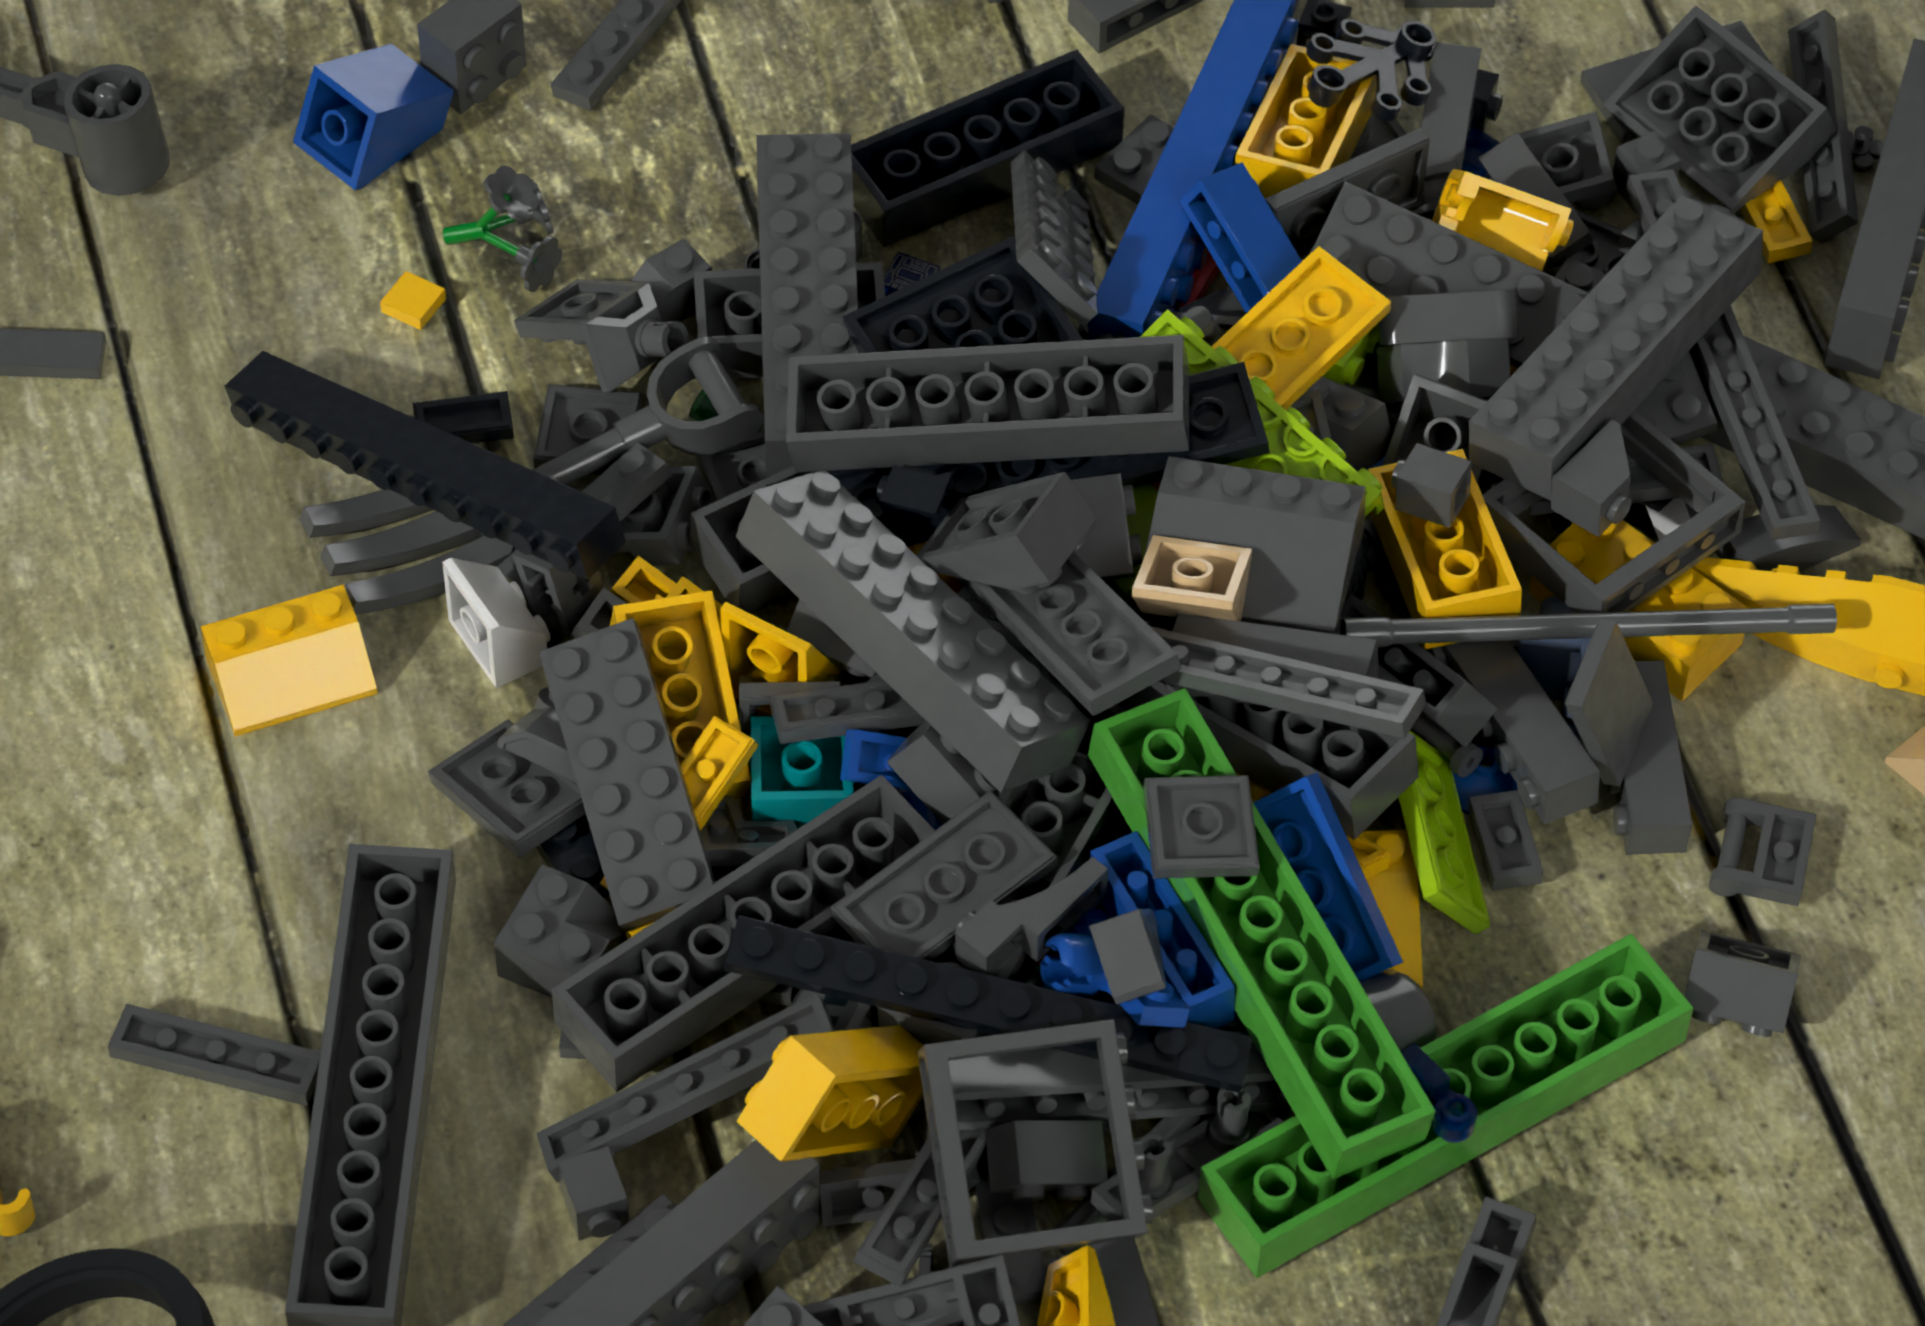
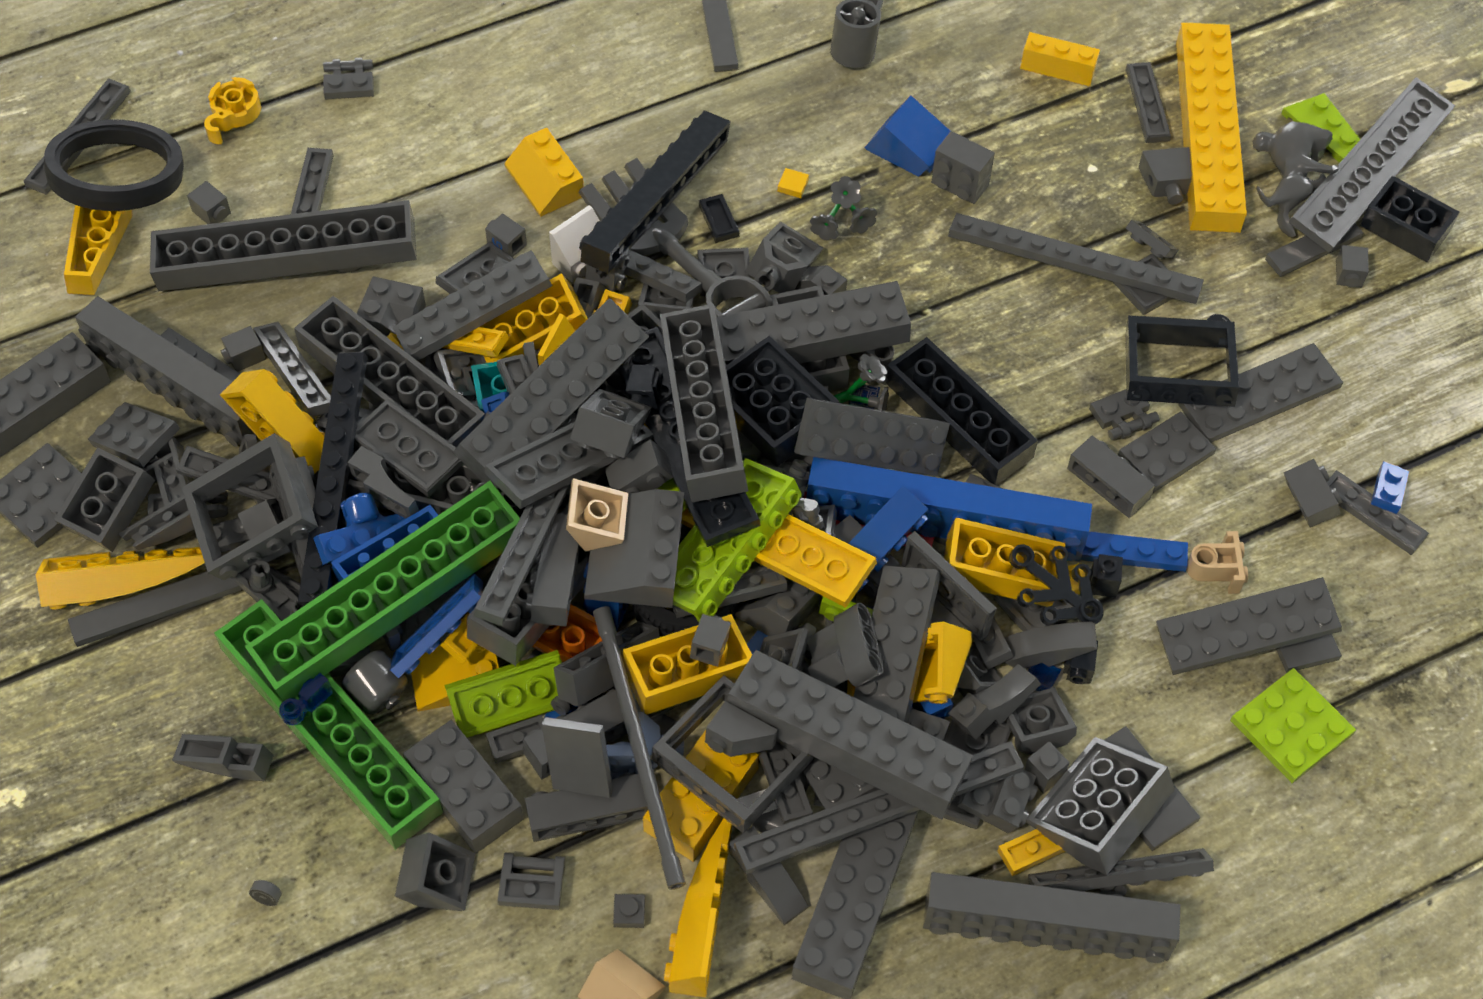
camera: 80 degrees right, 5 degrees up
(215, 1225) = (209, 203): none -> dark grey brick
(425, 738) = (506, 235): none -> dark grey brick
(935, 244) = (871, 371): none -> dark grey plant
(1130, 954) = (354, 522): dark grey slope -> none
(1201, 826) = (430, 541): dark grey tile -> none
(1588, 907) = (466, 785): none -> dark grey brick
(1752, 1228) = (265, 892): none -> dark grey tile
(1823, 733) = (629, 911): none -> dark grey plate

